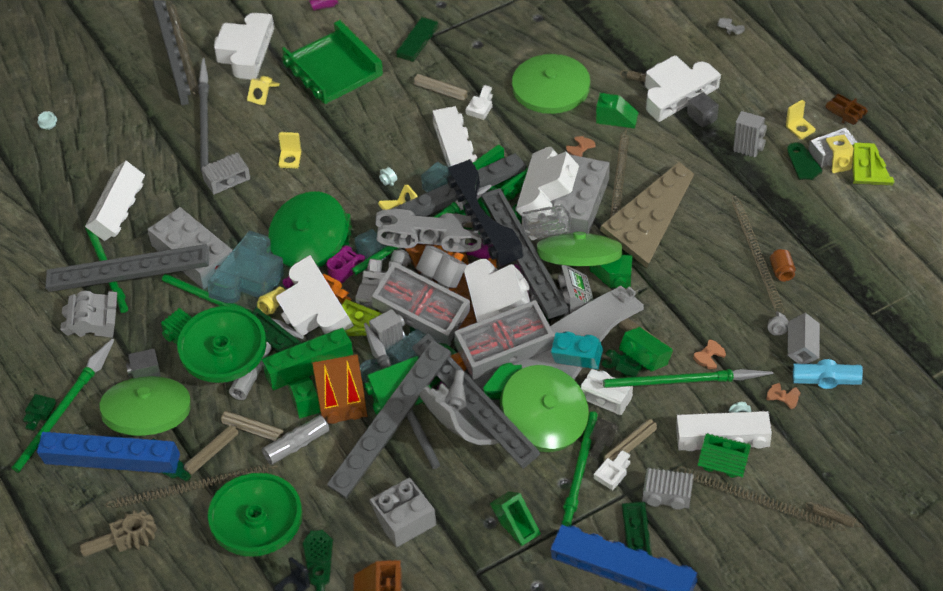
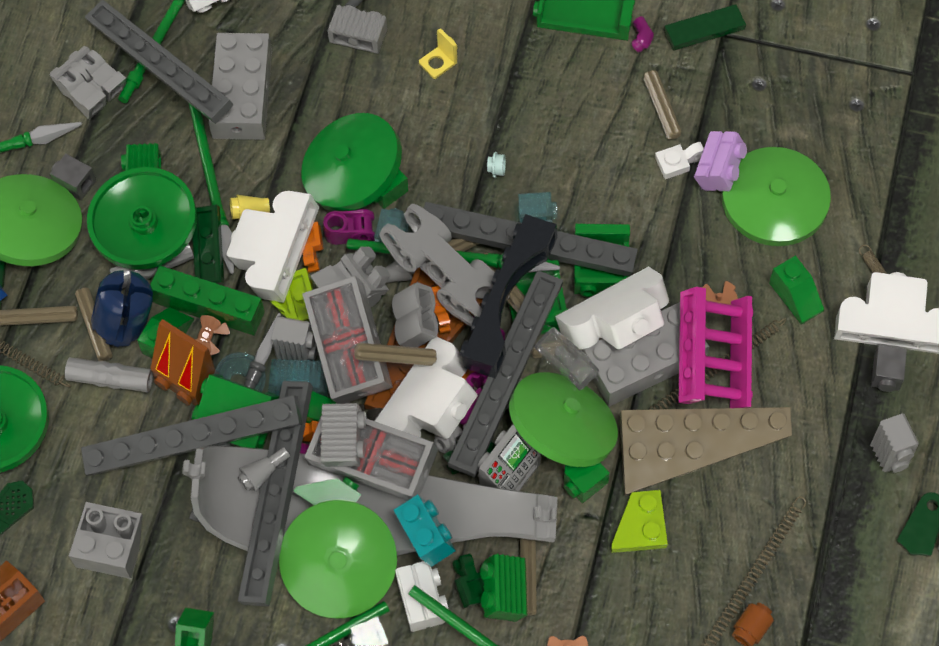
camera: 45 degrees right, 15 degrees up
(247, 270) = (258, 155): clear light blue brick -> none
(267, 393) = (113, 305): none -> dark blue cylinder
(386, 205) = (464, 201): light yellow bracket -> none
(391, 64) = (644, 36): none -> magenta arm
(452, 136) = (599, 180): white brick -> none
(459, 282) = (395, 354): none -> dark tan axle
(484, 333) = (342, 435): none -> light grey brick
(506, 85) = (720, 161): none -> lavender brick
(615, 159) = (692, 349): none -> dark pink fence
(672, 270) = (641, 524): none -> lime wing

